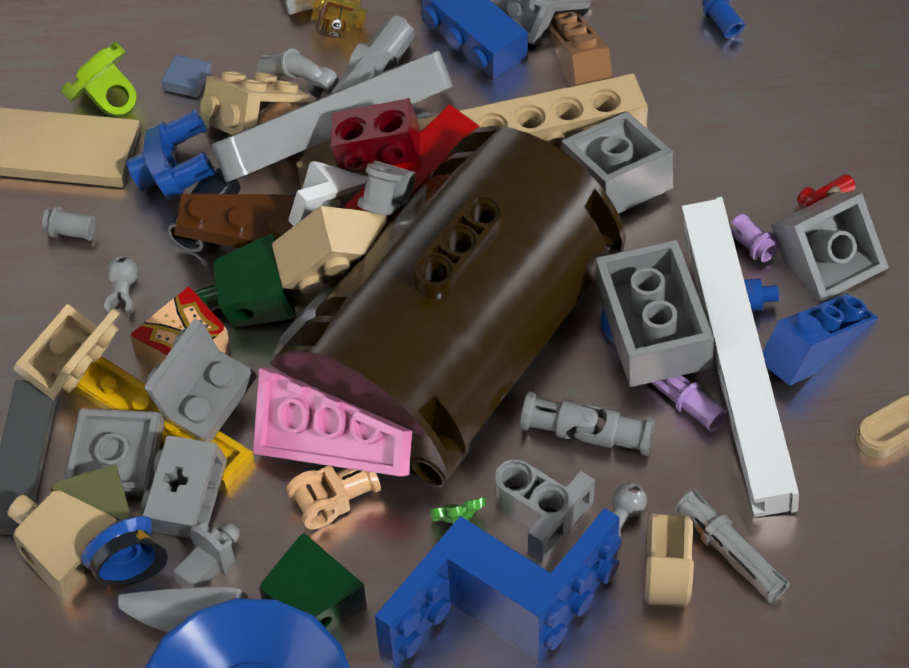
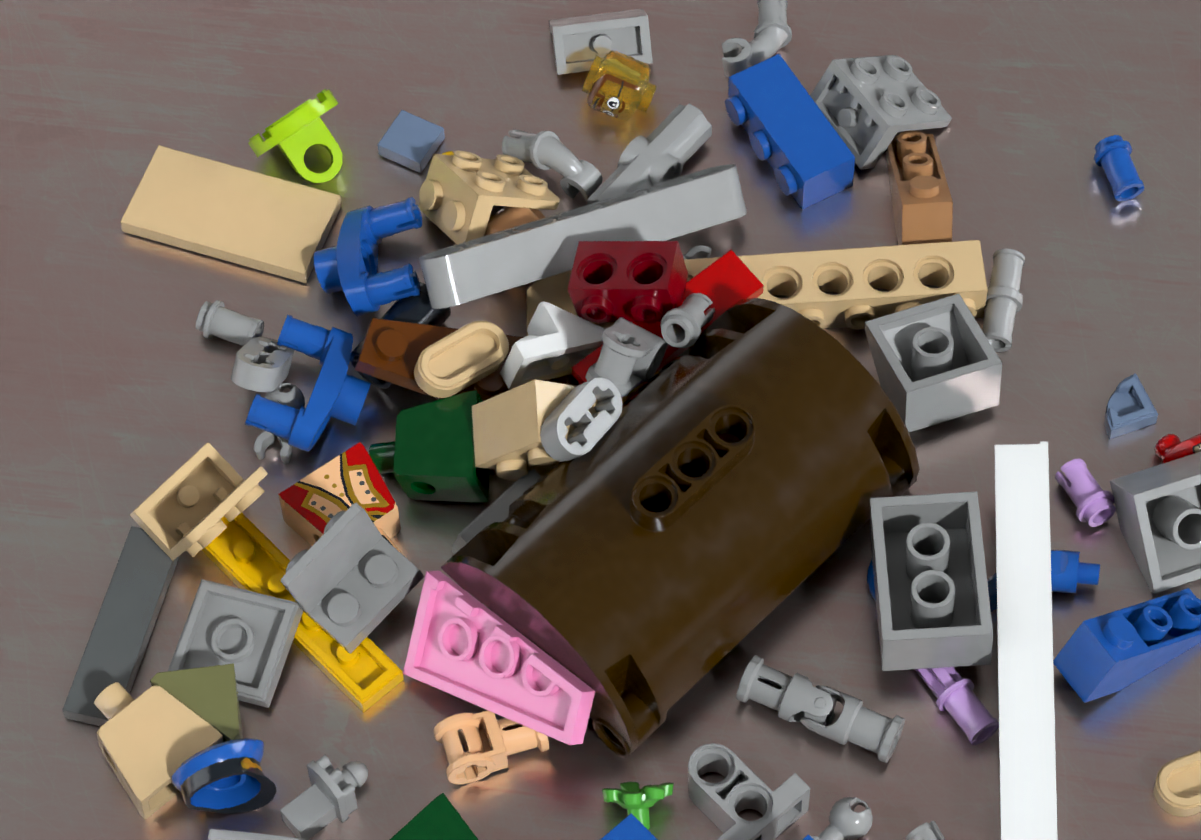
camera: 10 degrees right, 5 degrees up
(100, 244) = (261, 365): none -> light grey beam
(159, 259) = (333, 395): none -> blue connector
(180, 462) = (316, 731): light grey brick -> none
(256, 213) = (461, 359): none -> tan tile
(367, 236) = (588, 427): none -> light grey beam
(426, 157) = (683, 325): none -> light grey pin
(660, 112) = (1003, 298): none -> light grey pin
(771, 176) = (1129, 408): none -> sand blue tile

